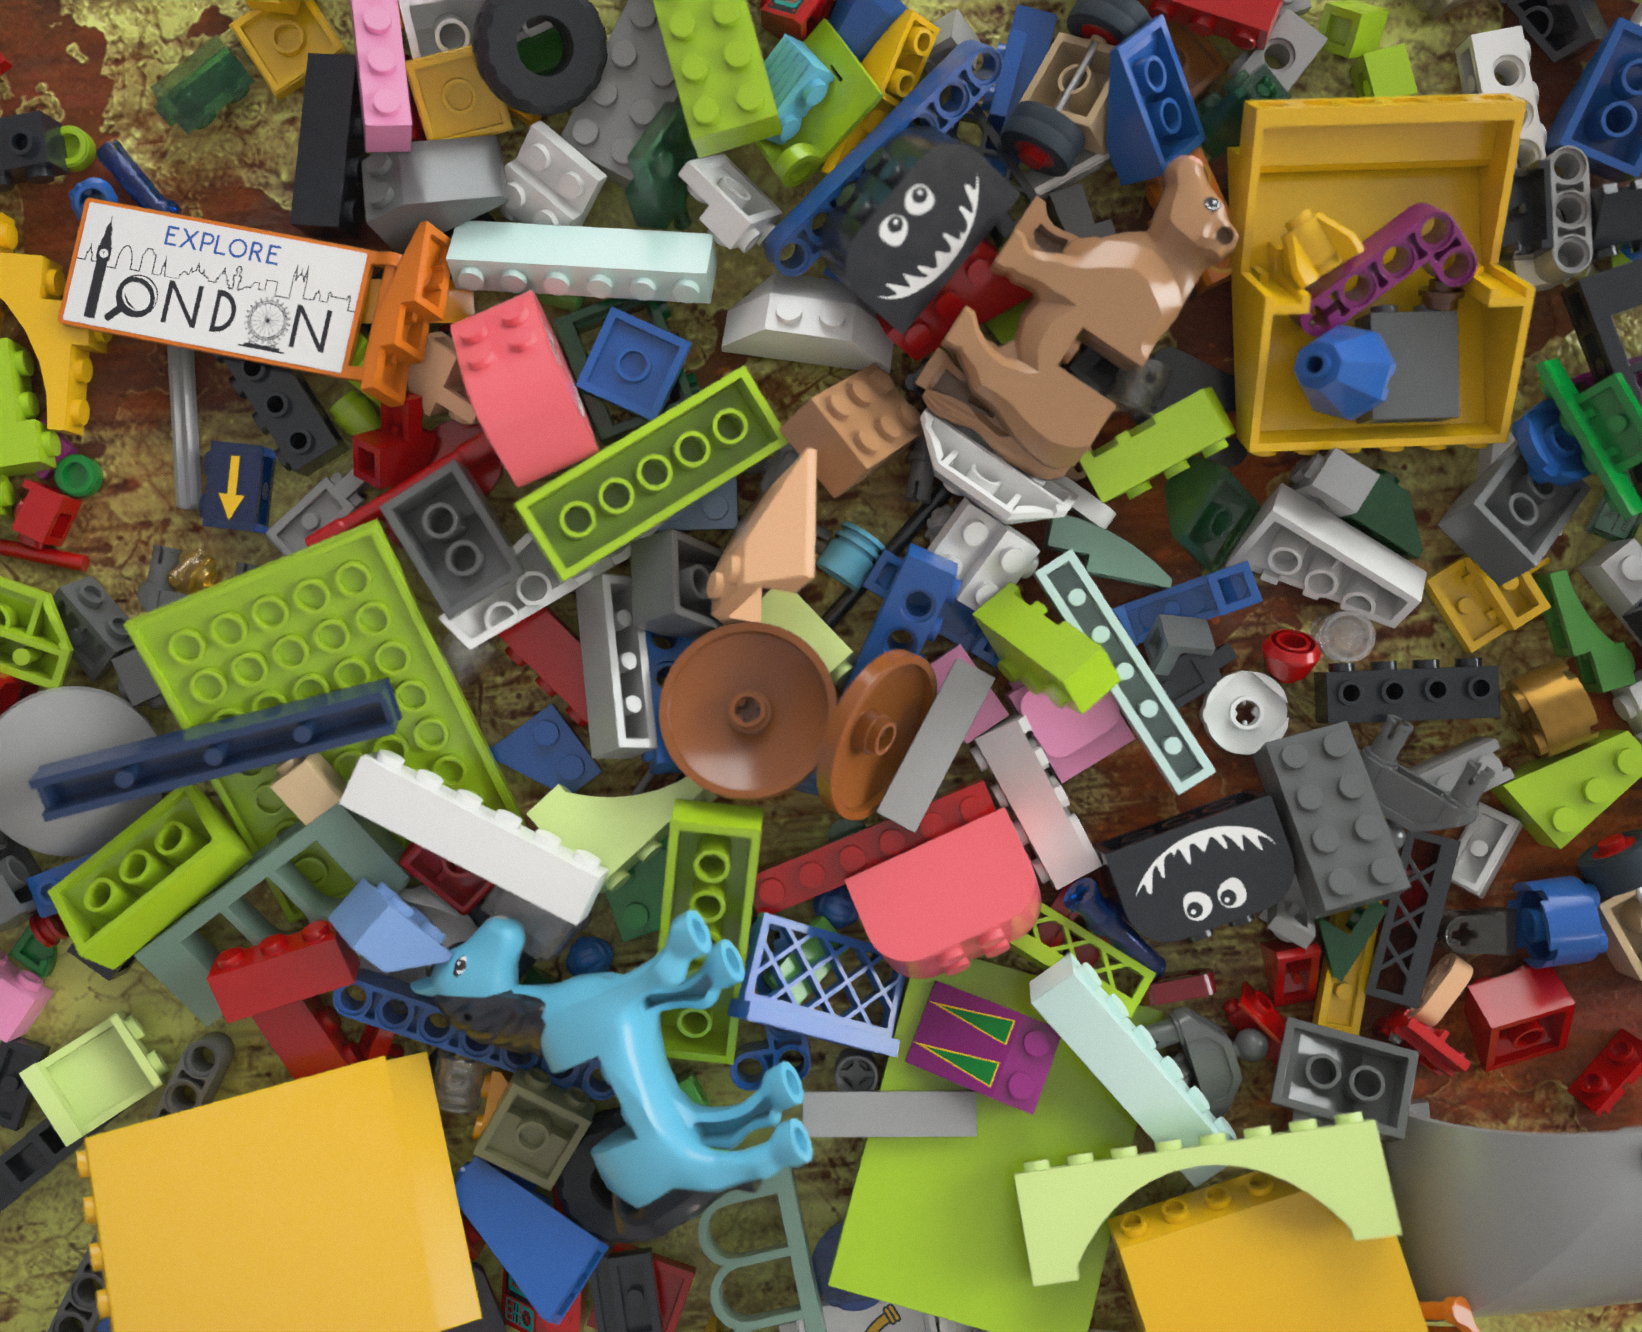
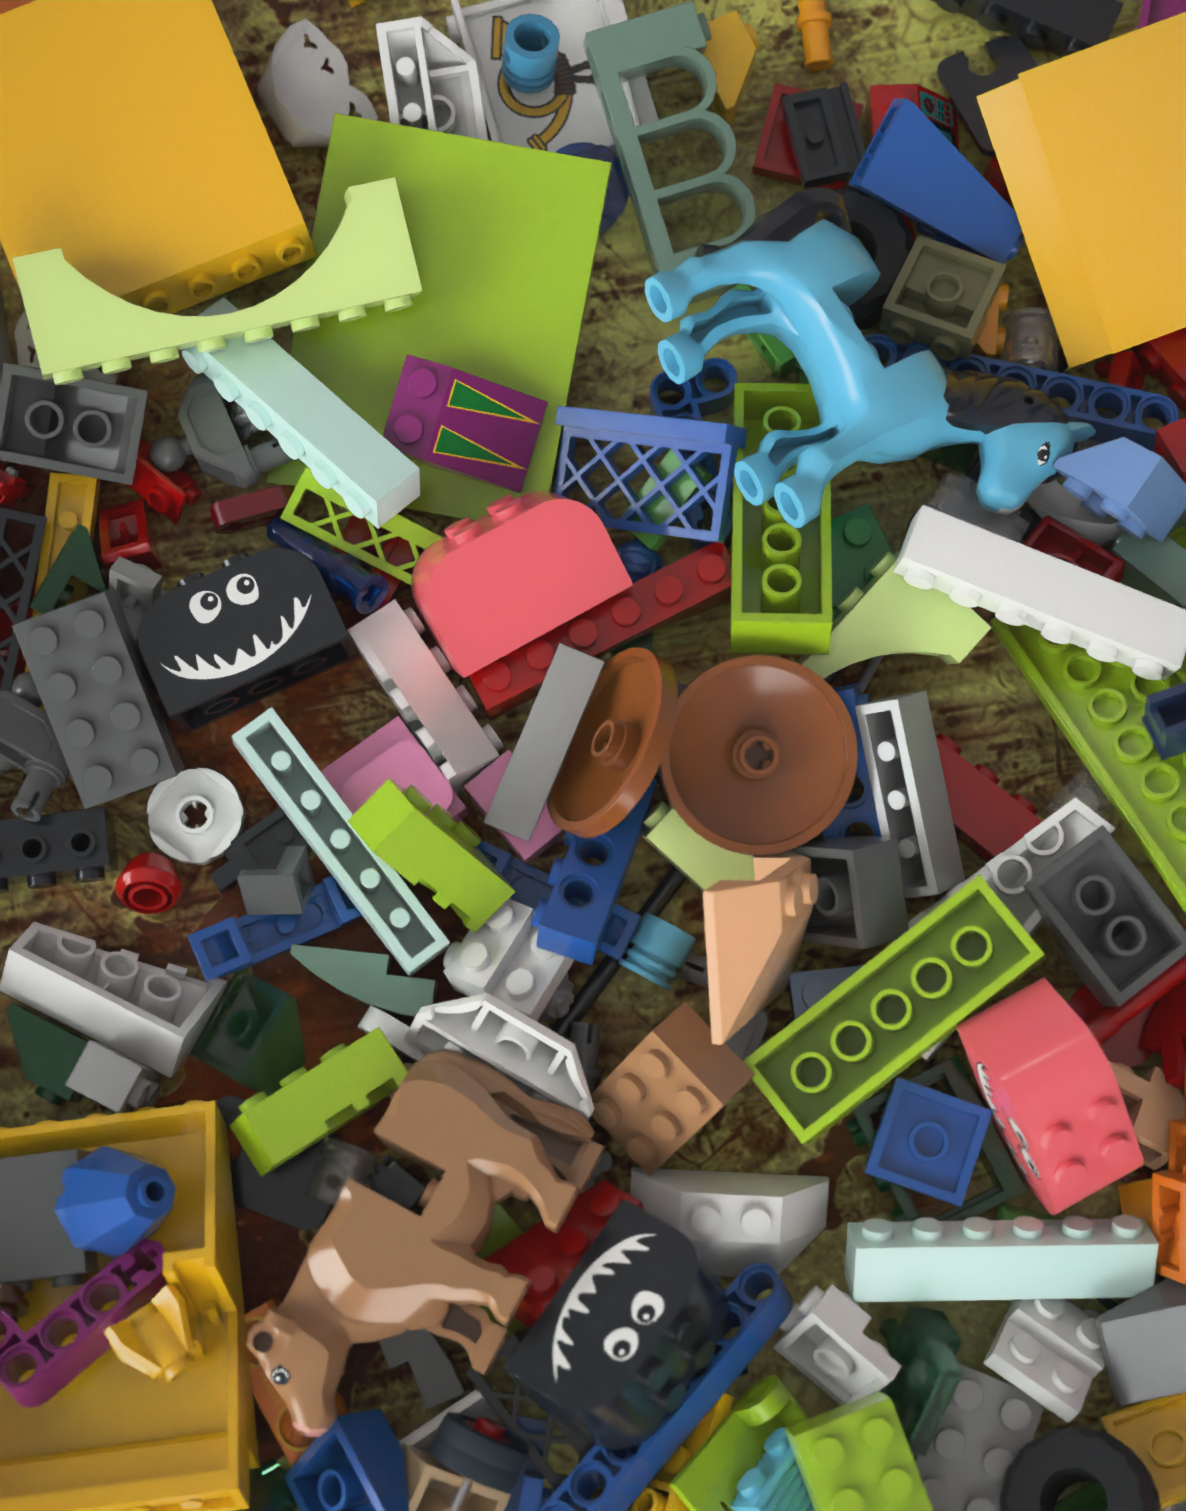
camera: 170 degrees right, 10 degrees down
(548, 752) = (975, 704): blue wing -> none
(589, 956) = (903, 485): blue piece -> none
(855, 1077) = (599, 379): dark grey wheel -> none
(890, 1113) = (561, 345): light grey tile -> none
(1343, 636) = (91, 909): clear piece -> none

